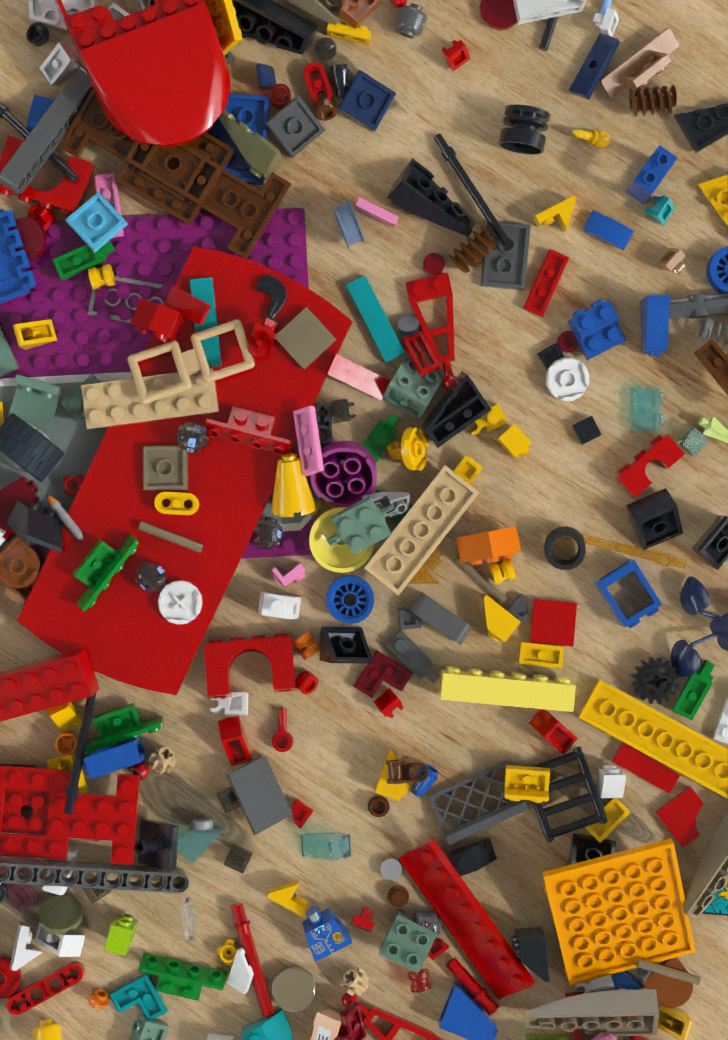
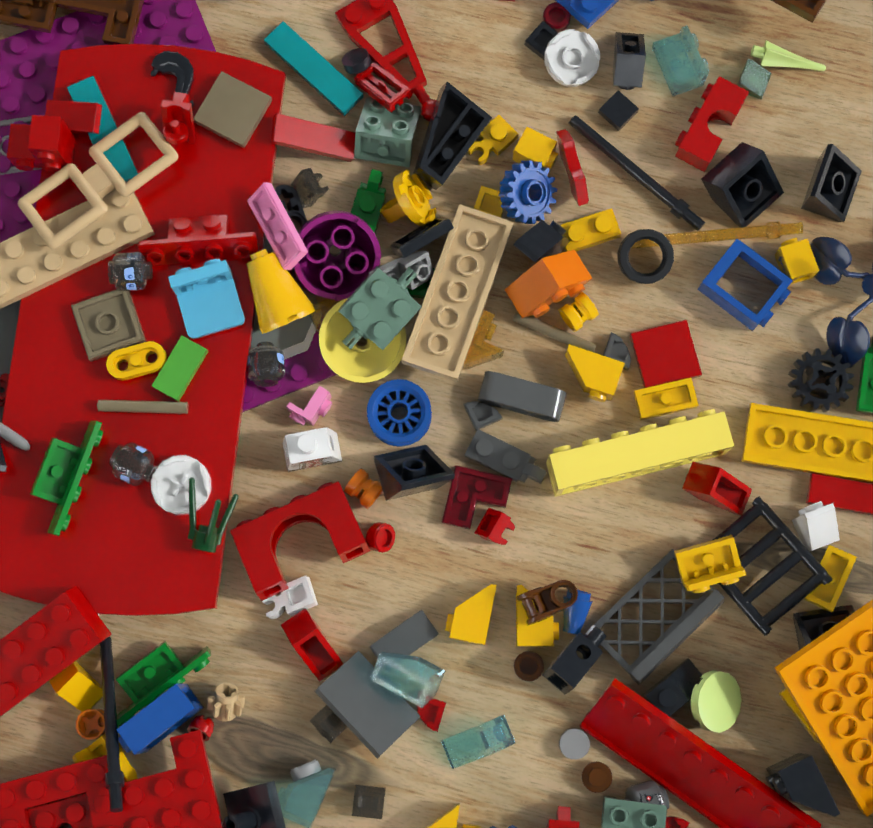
camera: 15 degrees left, 10 degrees down
(187, 646) = (208, 535): none -> dark green plant
(205, 518) = (180, 368): none -> bright green tile
(241, 477) = (207, 298): none -> medium azure bracket
(282, 740) = (374, 622): red plate -> none
(293, 787) = (408, 677): none -> clear light blue slope
(299, 759) = (407, 636): none -> dark grey slope
(351, 760) = (472, 617): none -> yellow slope
(403, 819) = (568, 668): none -> black torso
(408, 480) = (421, 236): none -> black tile
(494, 515) = (542, 240): none -> black slope
(497, 472) = (527, 192): none -> blue gear
(497, 875) = (716, 701): none -> yellowish green tile
(532, 513) = (591, 230): none -> yellow plate
(537, 460) = (572, 165): none -> red tile
(602, 518) = (678, 207): none -> black bar
(608, 395) = (629, 60): none -> black slope
(671, 588) = (796, 260): none -> yellow brick

